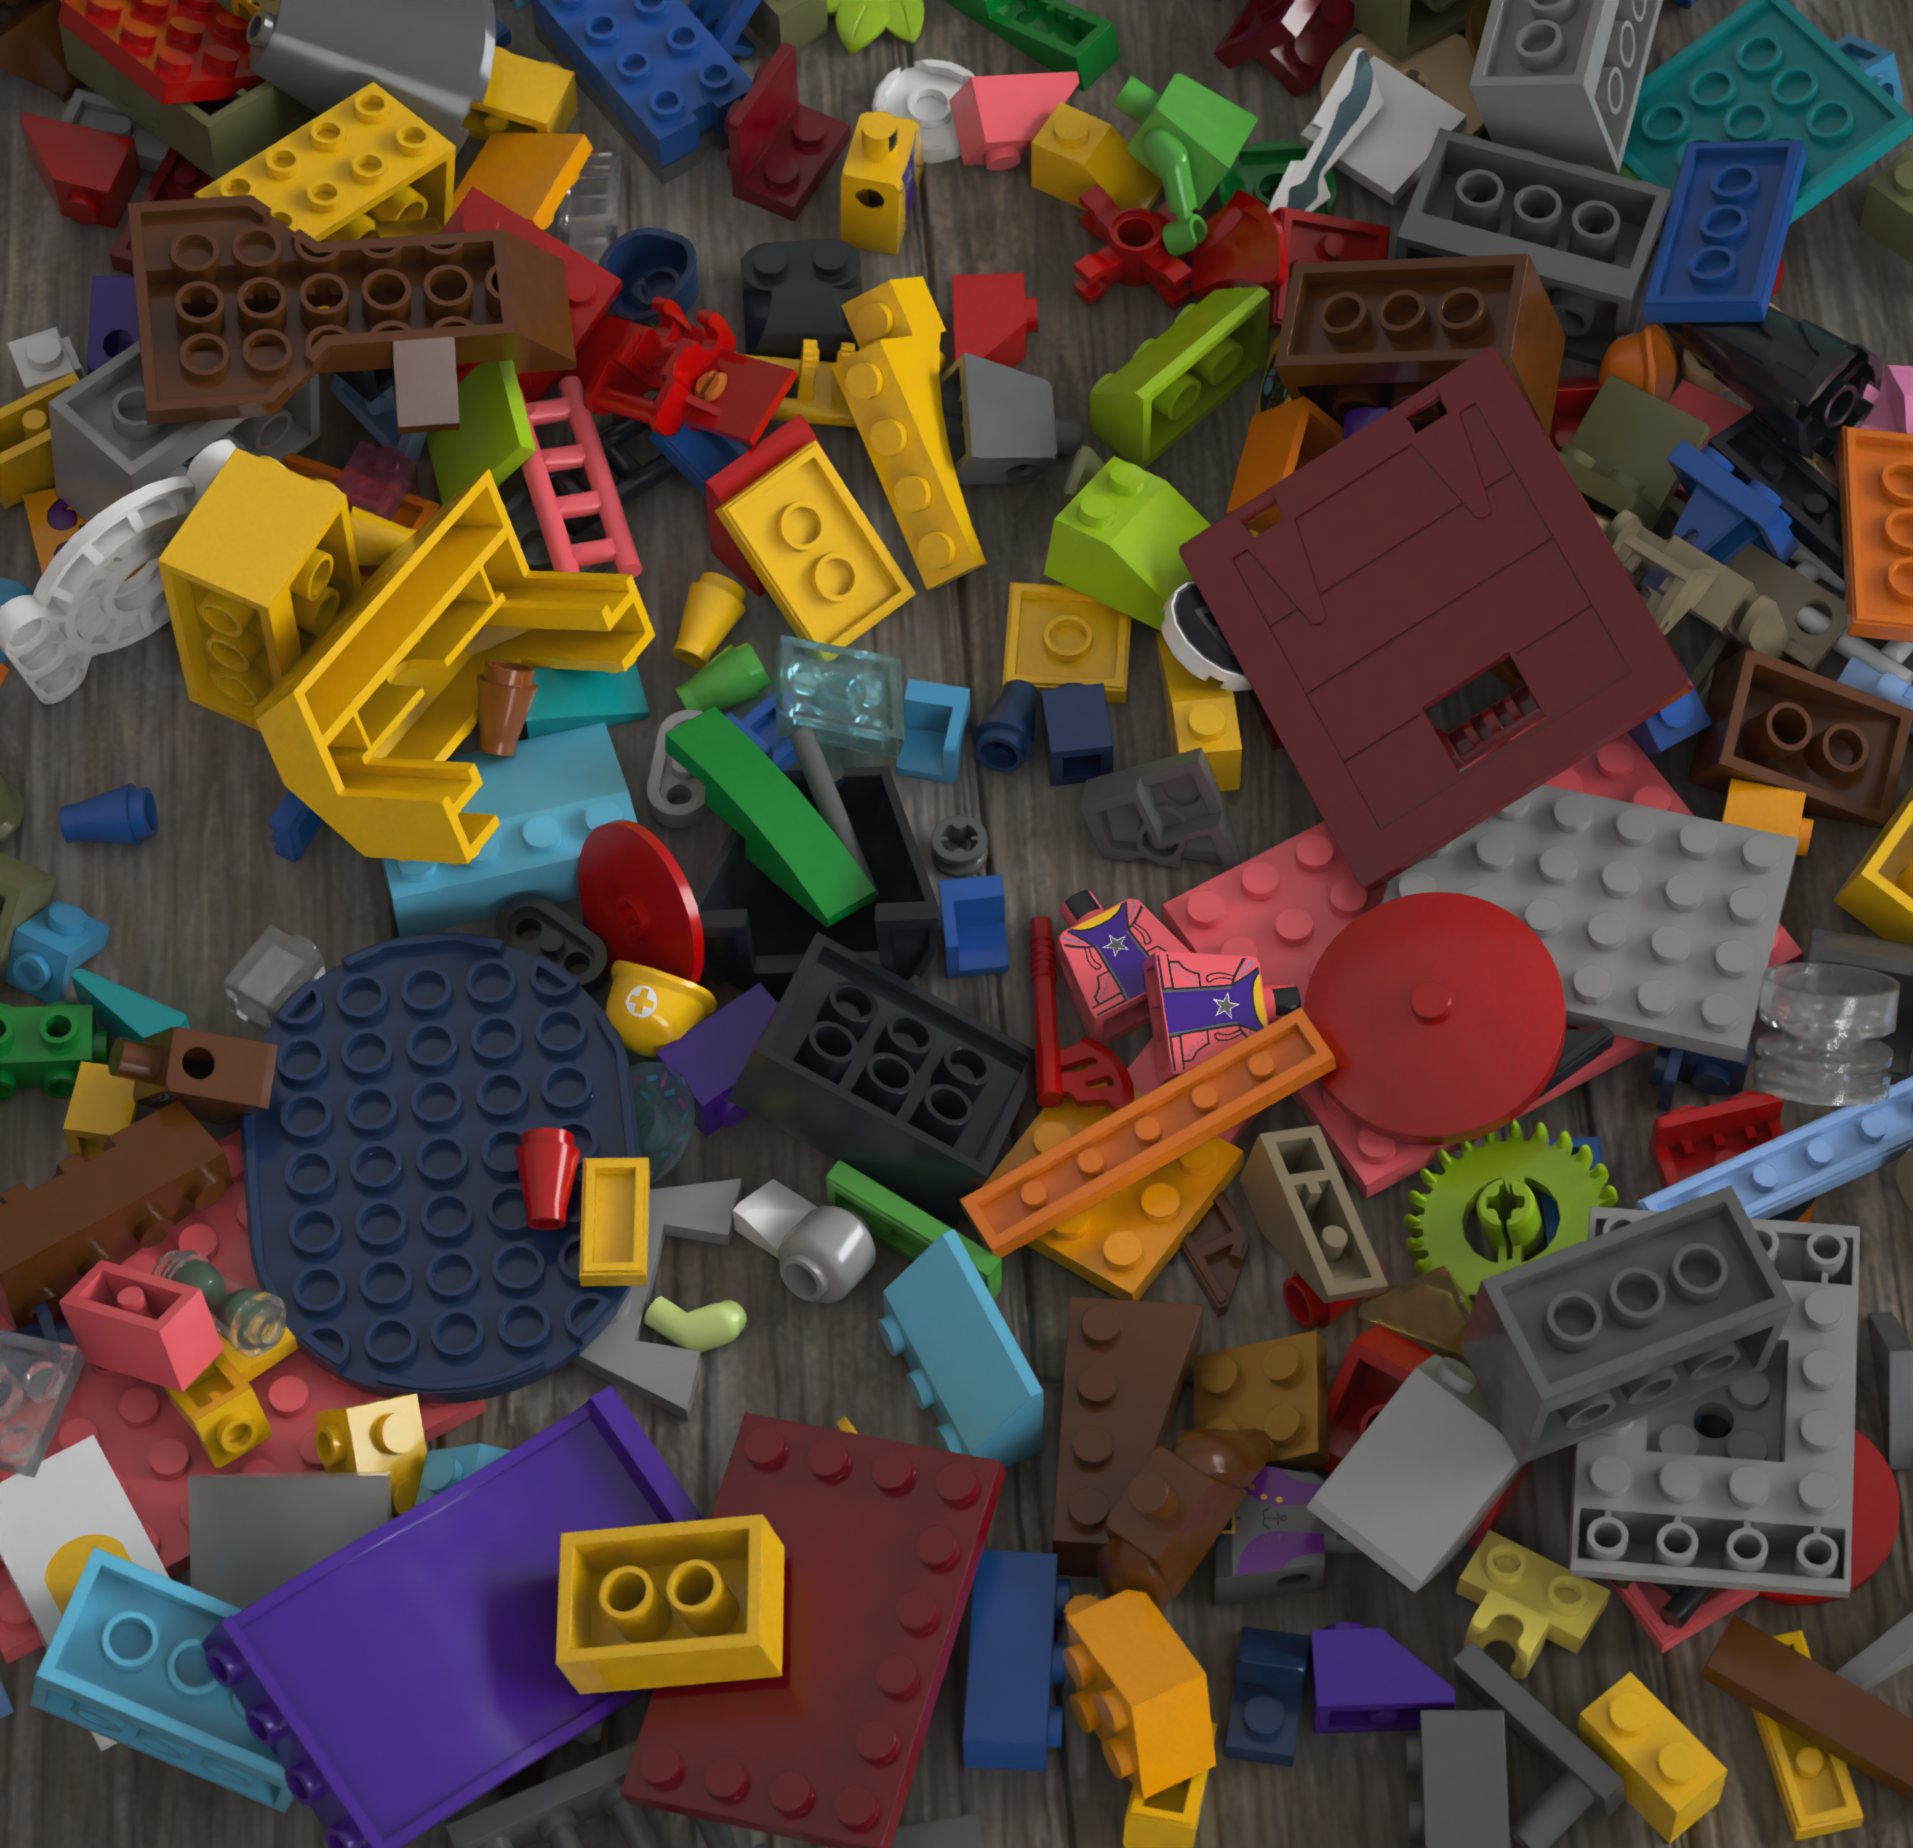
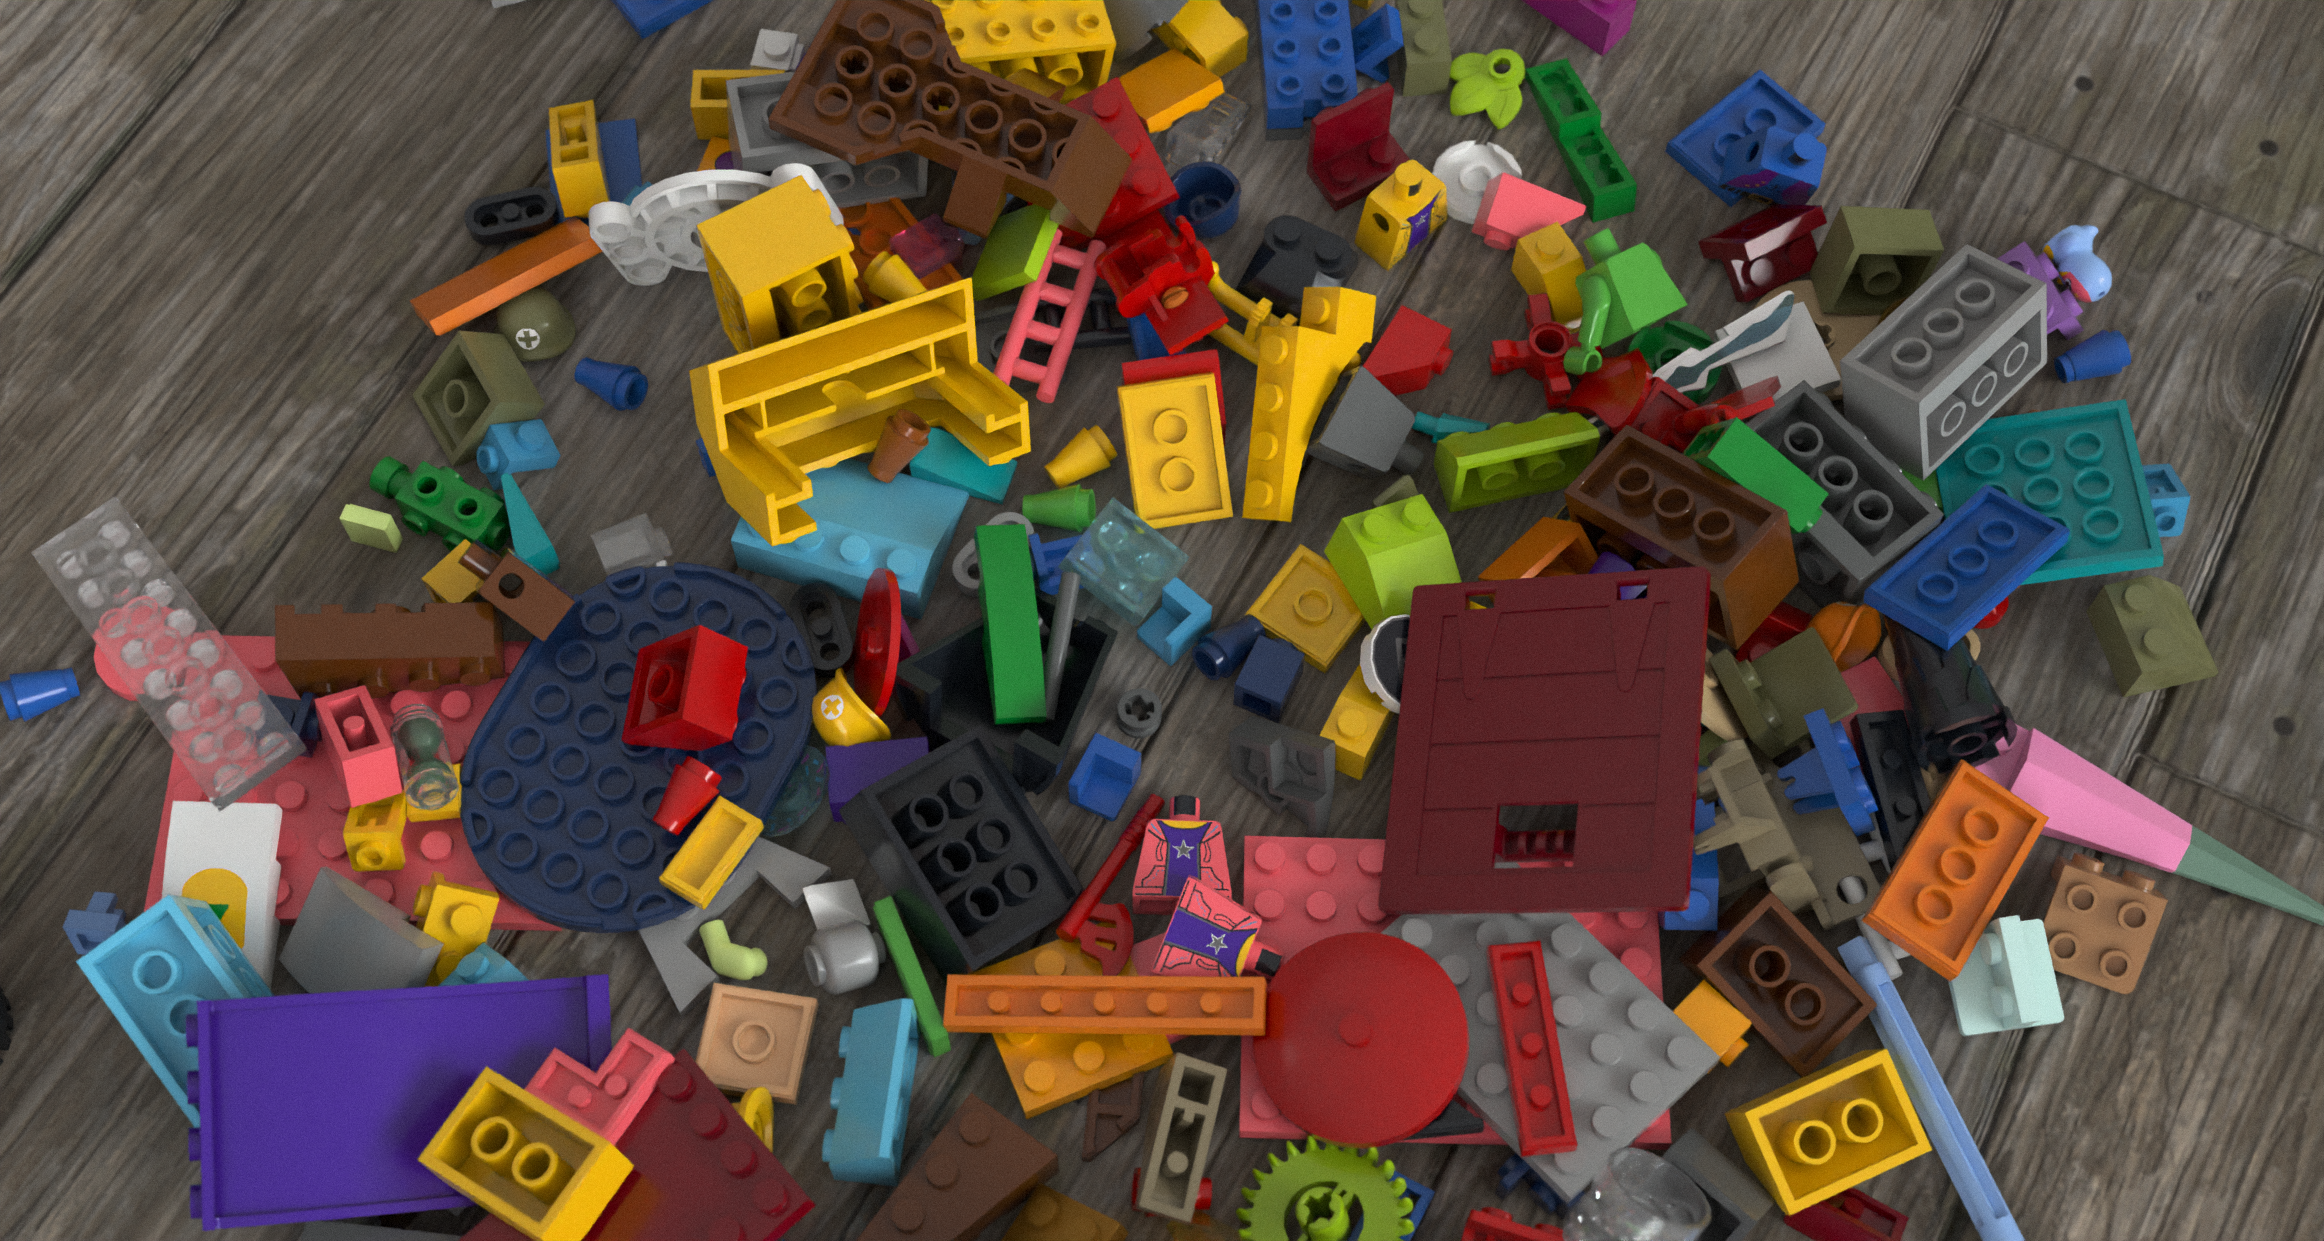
camera: 30 degrees right, 5 degrees up
(466, 1073) = (686, 691): none -> red slope
(705, 1479) = (612, 1095): none -> coral tile
(793, 1376) = (757, 1041): none -> light nougat plate
(1081, 380) = (1446, 425): none -> teal bar
(1381, 202) = (1738, 404): none -> red arm
(1452, 226) = (1754, 464): none -> green slope
(1612, 928) = (1531, 1049): none -> red tile

